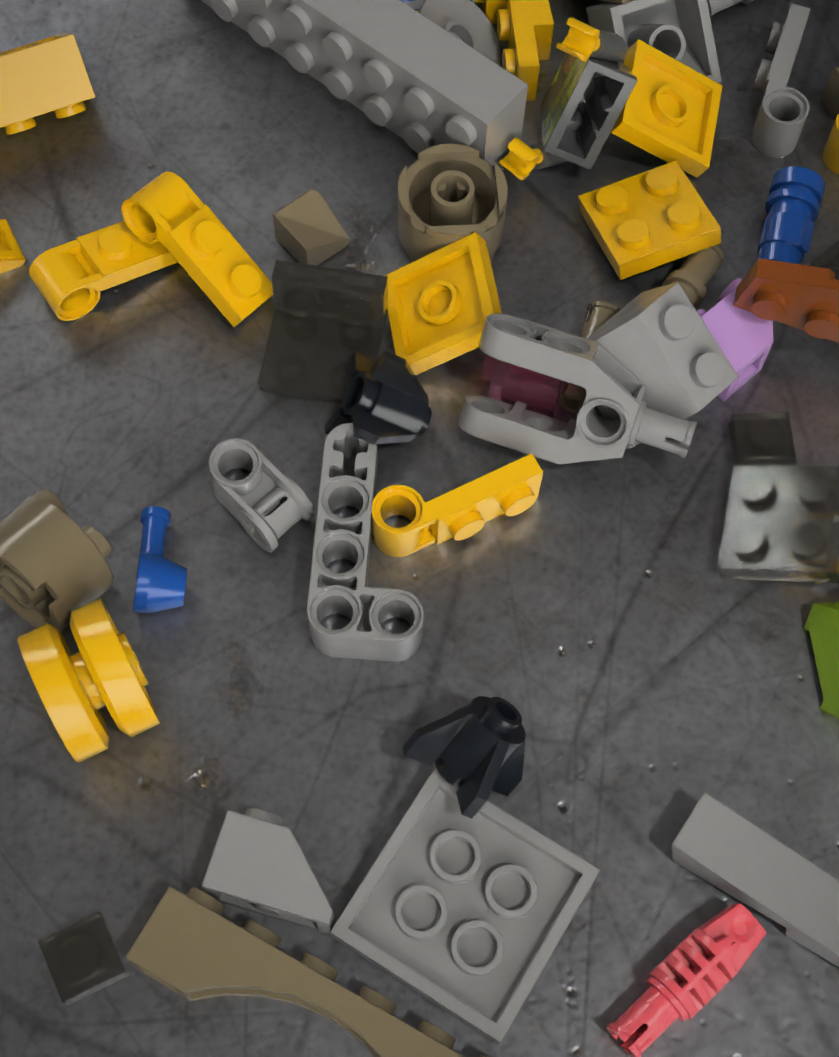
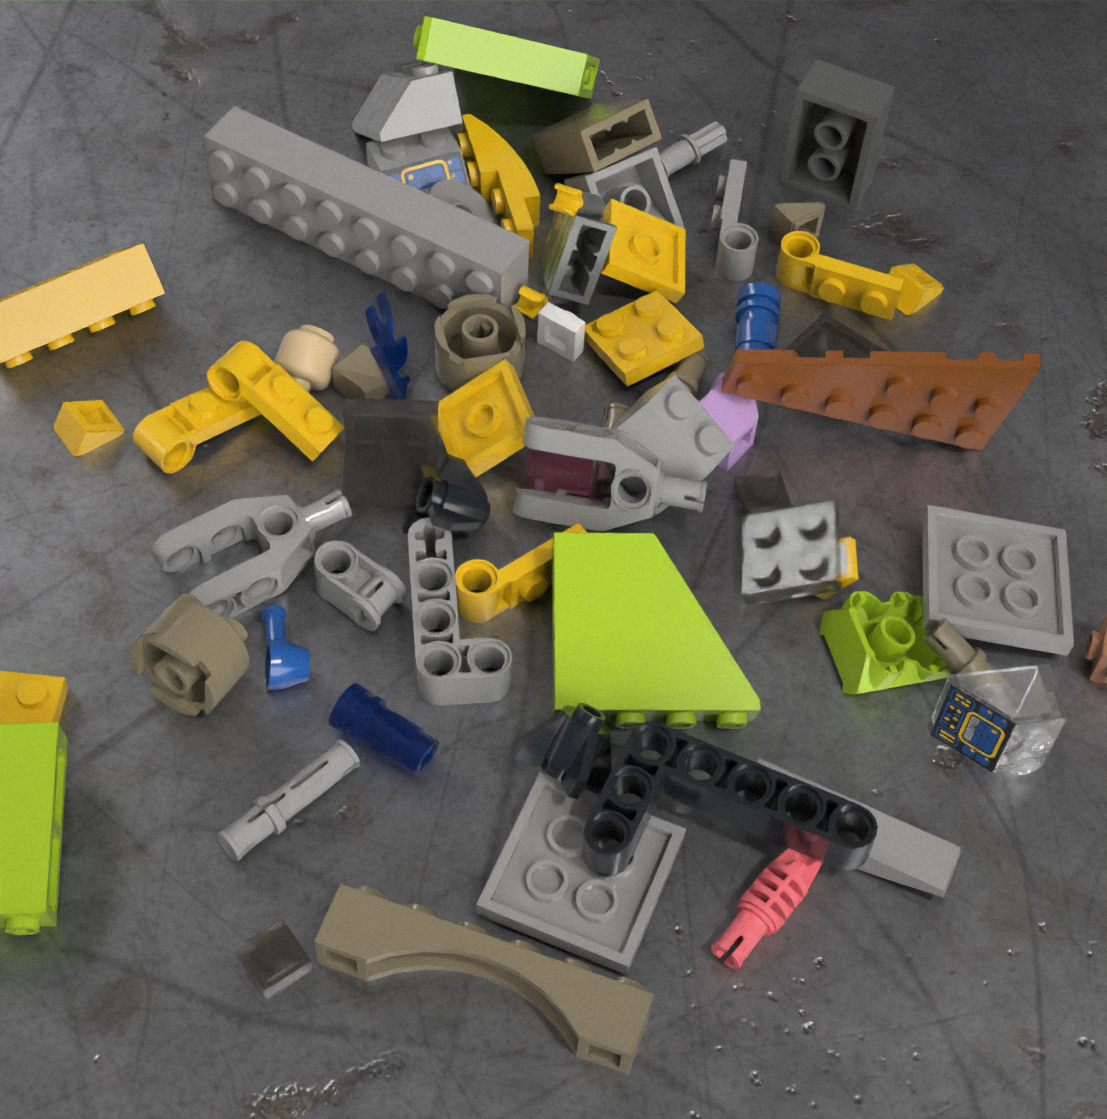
camera: 10 degrees left, 10 degrees down
(83, 682) = (247, 736): yellow wheel -> none
(132, 758) = (272, 812): none -> light grey pin
(151, 466) = (249, 520): none -> light grey piece
(246, 198) = (308, 356): none -> tan head
(257, 684) = (385, 731): none -> clear blue axle
(266, 872) = (418, 868): light grey slope -> none
(344, 201) = (388, 352): none -> clear blue piece
(552, 199) = (561, 331): none -> white plate
(578, 614) = (637, 638): none -> lime slope
(647, 845) = (719, 798): none -> black beam

